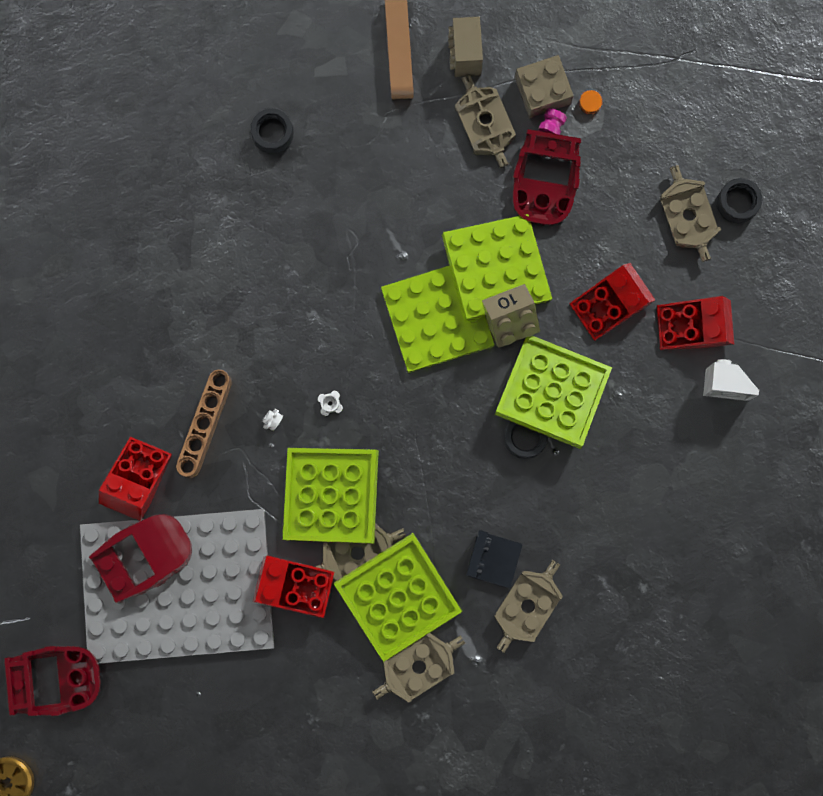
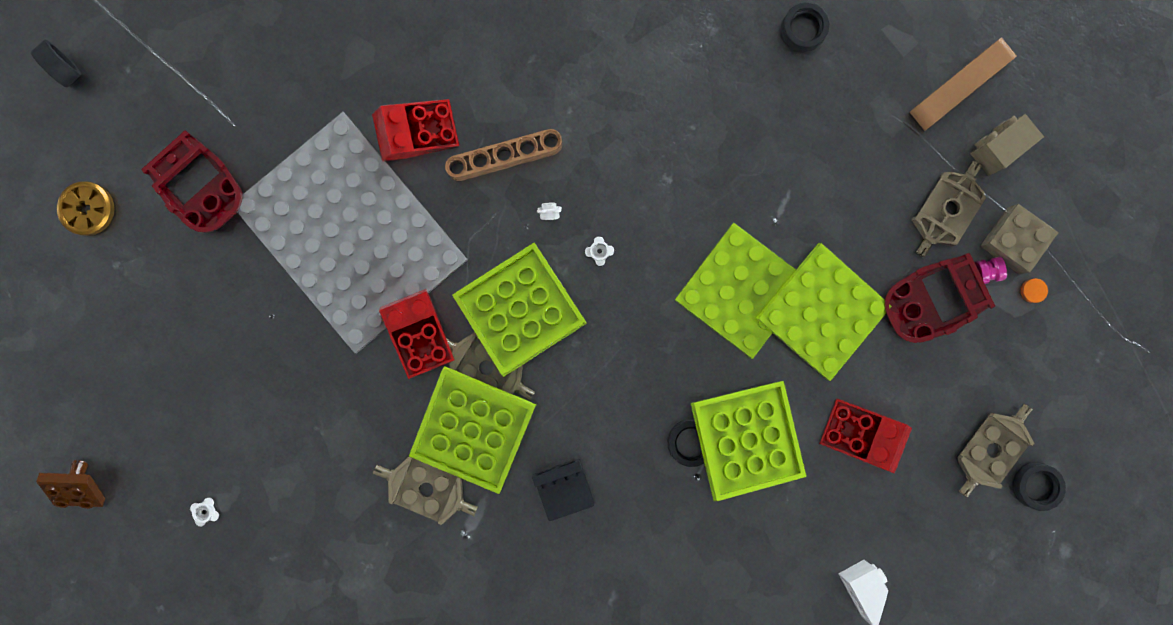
camera: 50 degrees right, 5 degrees up
(162, 544) = (374, 194): dark red slope -> none
(511, 315) = (789, 356): dark tan brick -> none
(545, 596) = (525, 556): dark tan plate -> none
(695, 324) = (898, 523): red slope -> none

